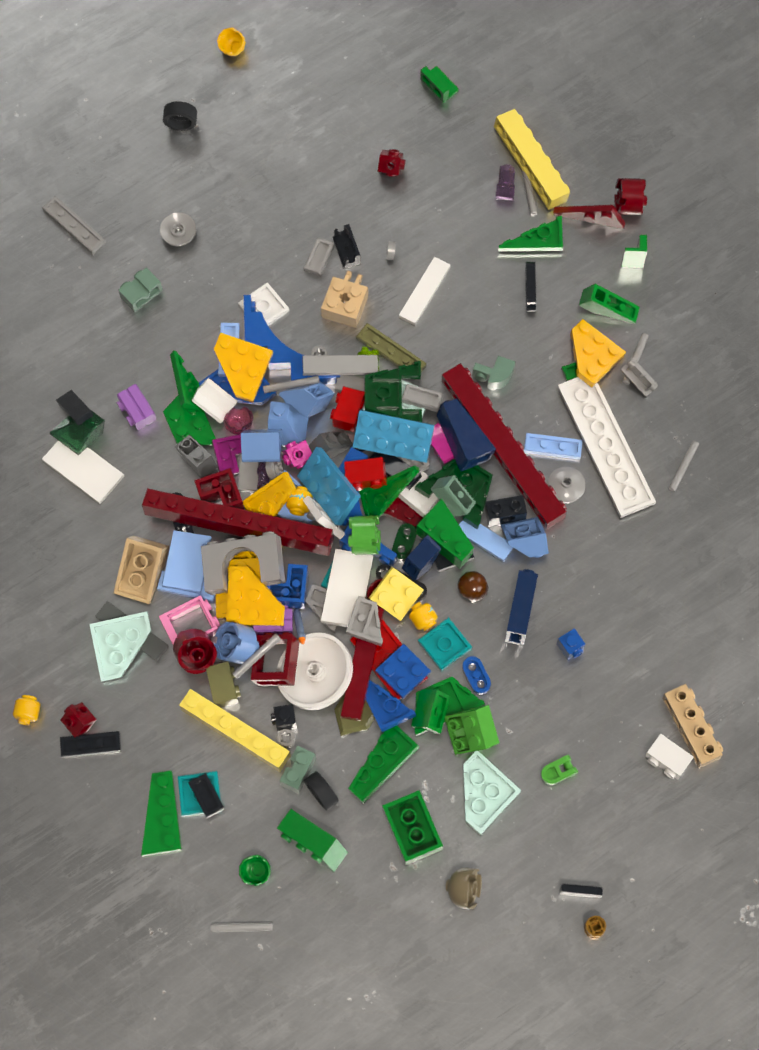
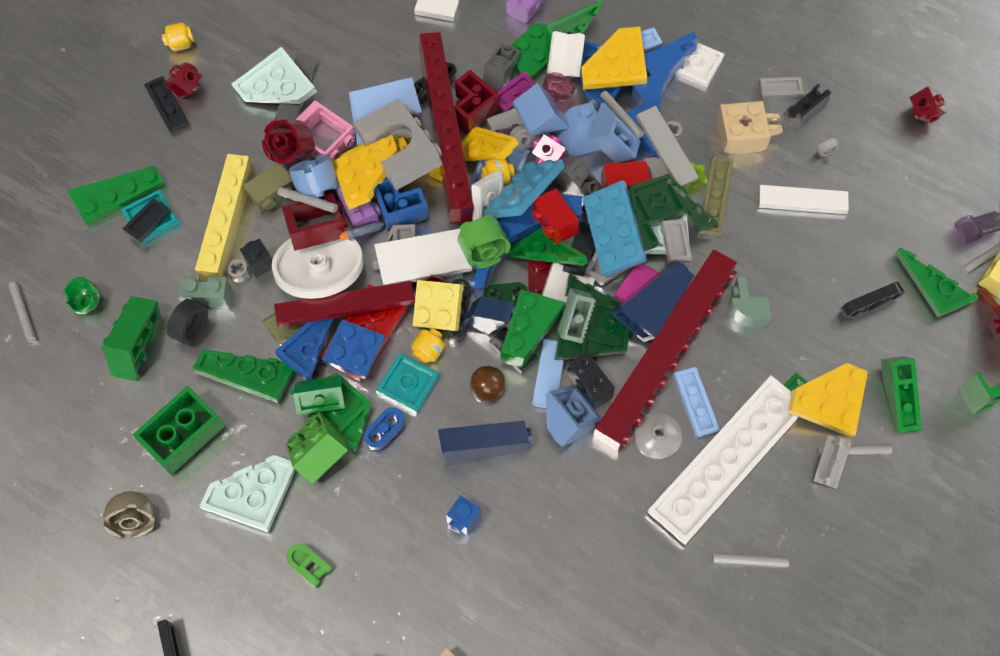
camera: 65 degrees right, 5 degrees down
(140, 568) = (362, 68): tan slope -> none
(365, 622) = (389, 285): light grey wing -> none

